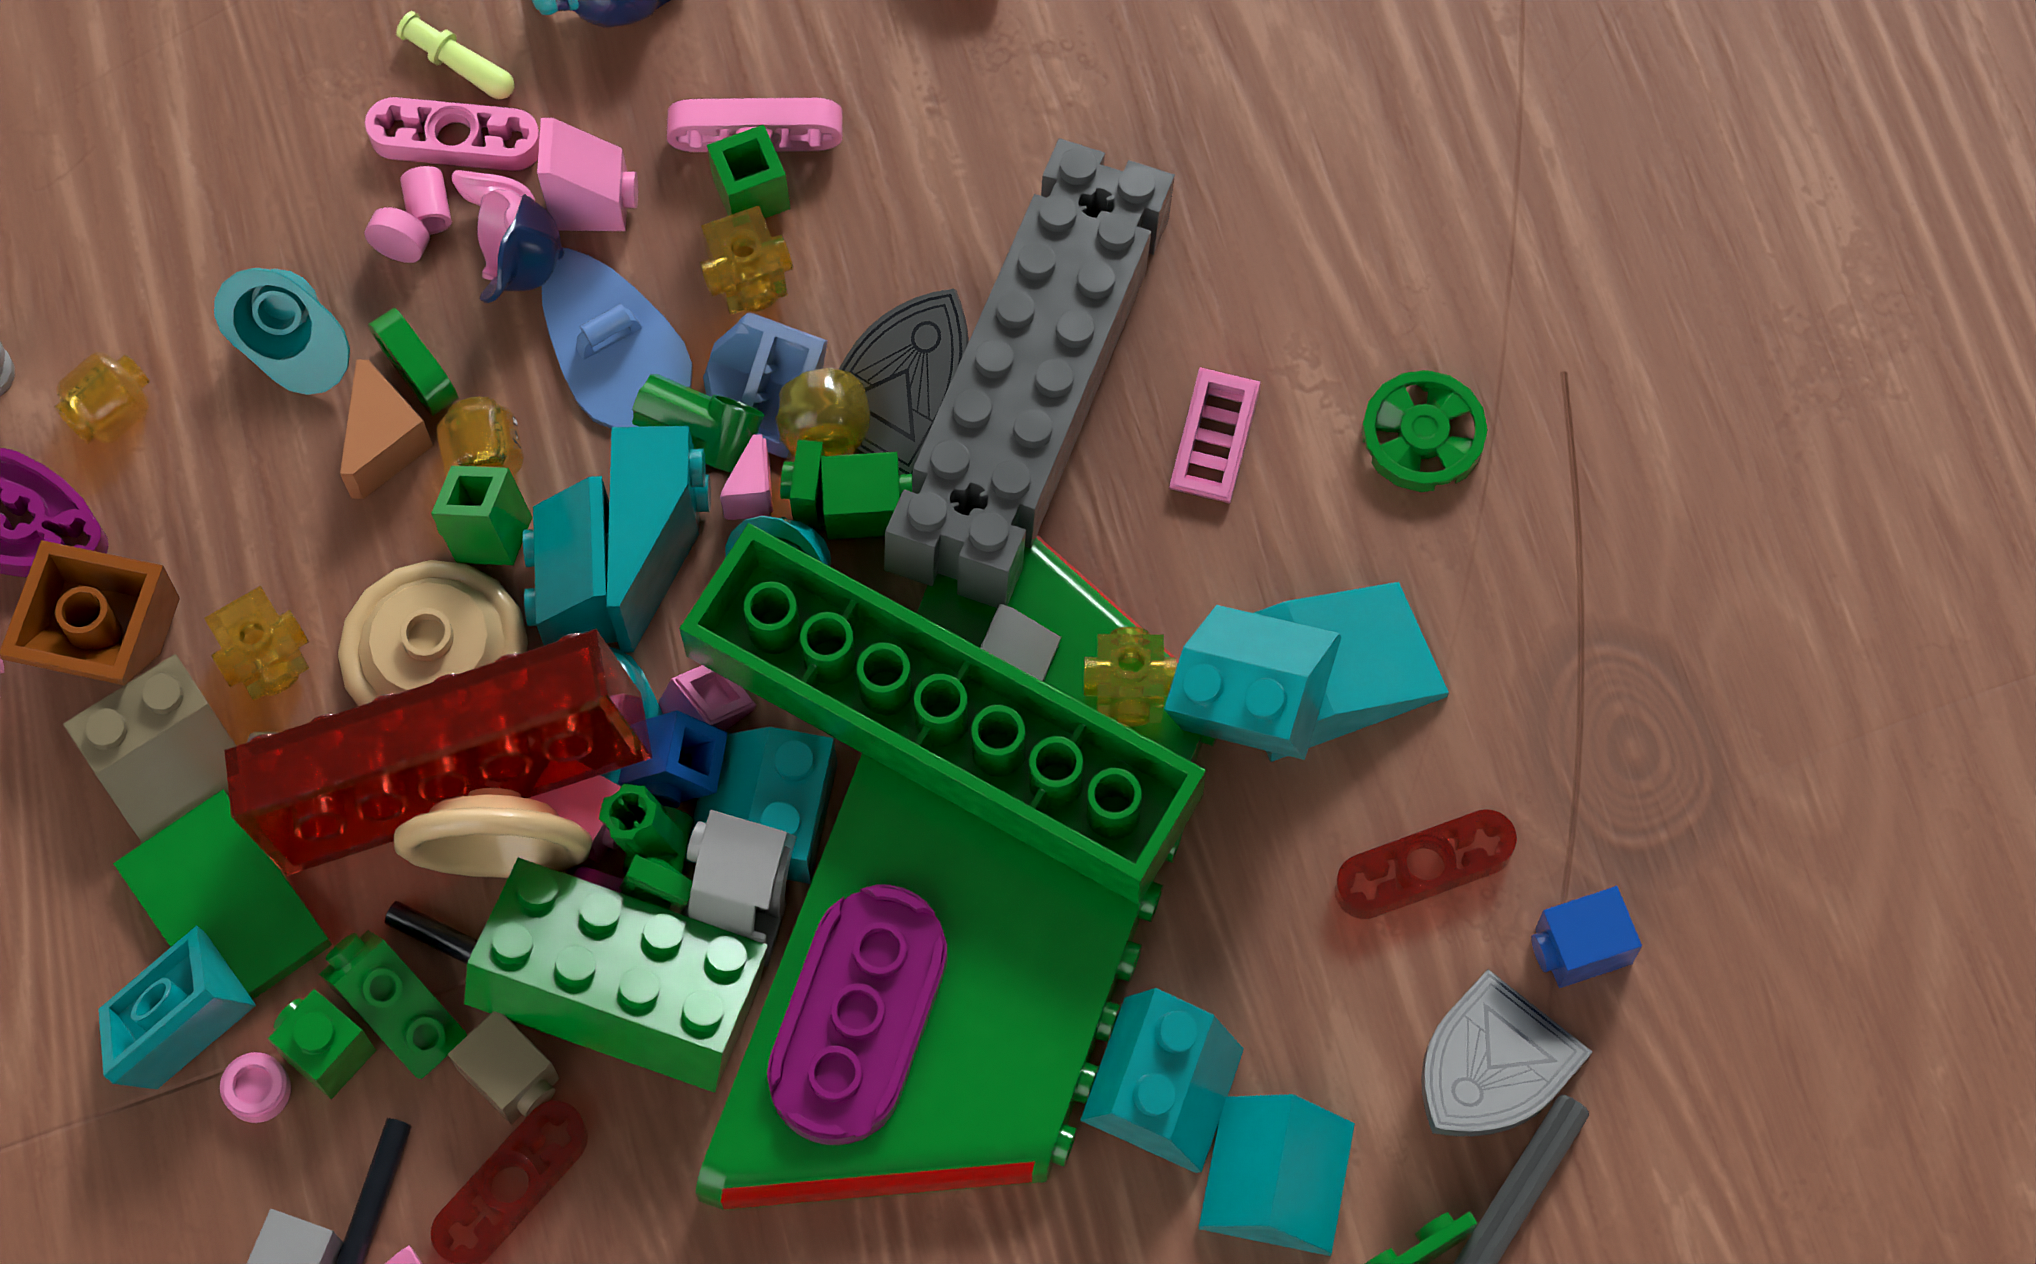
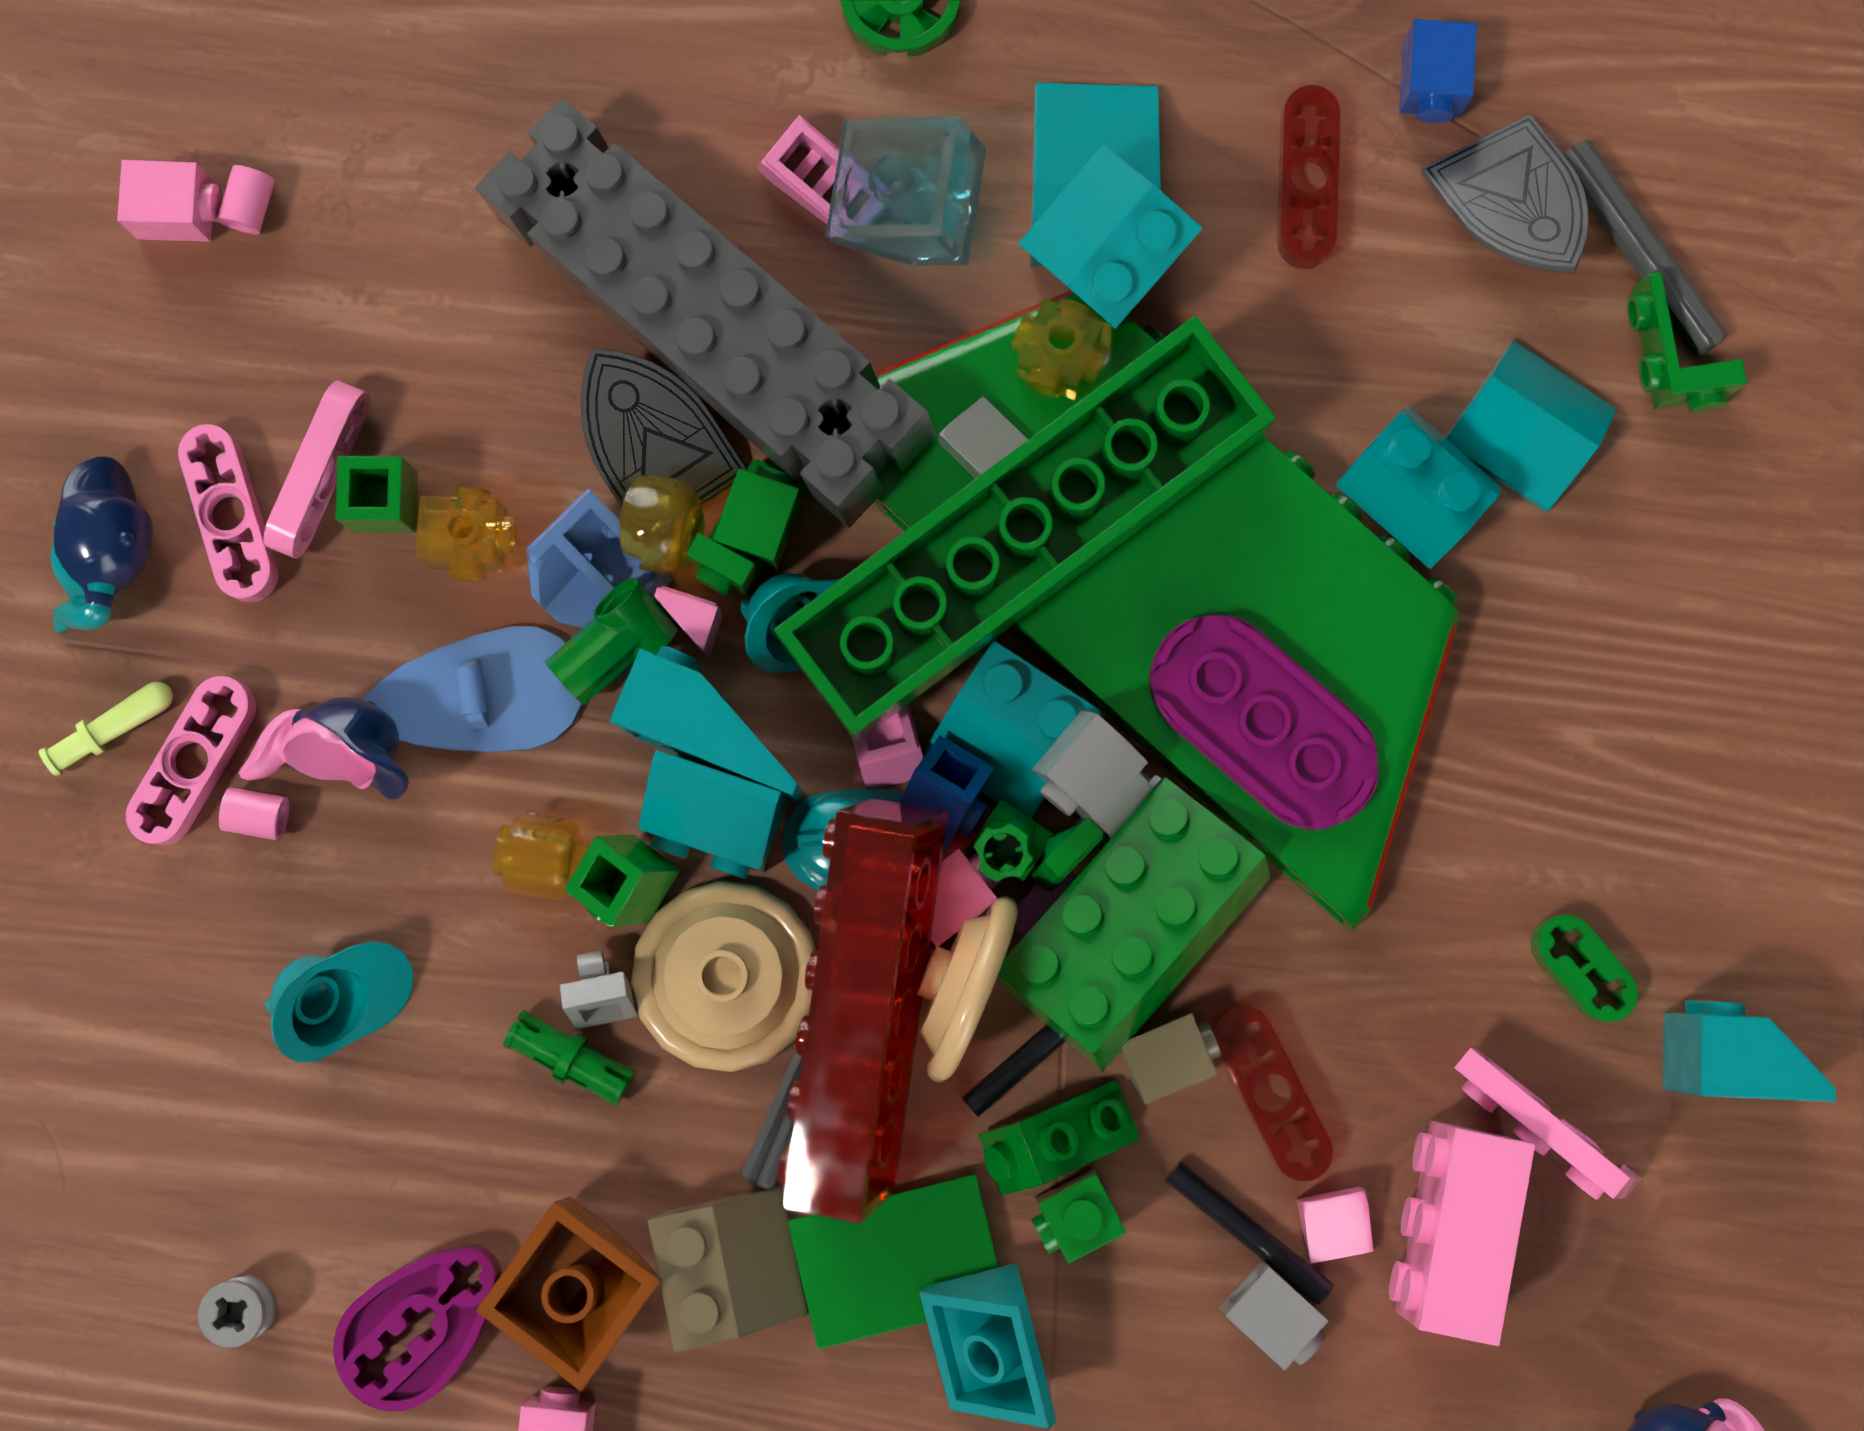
camera: 65 degrees left, 15 degrees up
(102, 397) = (329, 1200): clear yellow head -> none
(255, 1087) = (1086, 1290): bright pink tile -> none
(257, 645) = (639, 1145): clear yellow brick -> none
(305, 545) = (569, 1058): none -> green pin
(371, 541) = (598, 995): none -> light grey tile
(380, 433) = (486, 944): nougat slope -> none
(397, 235) = (281, 854): bright pink tile -> none
(413, 361) = (424, 887): green beam -> none
(584, 179) = (310, 650): bright pink slope -> none
(690, 49) = (230, 466): none -> bright pink beam
(1234, 504) = (907, 189): none -> clear light blue slope

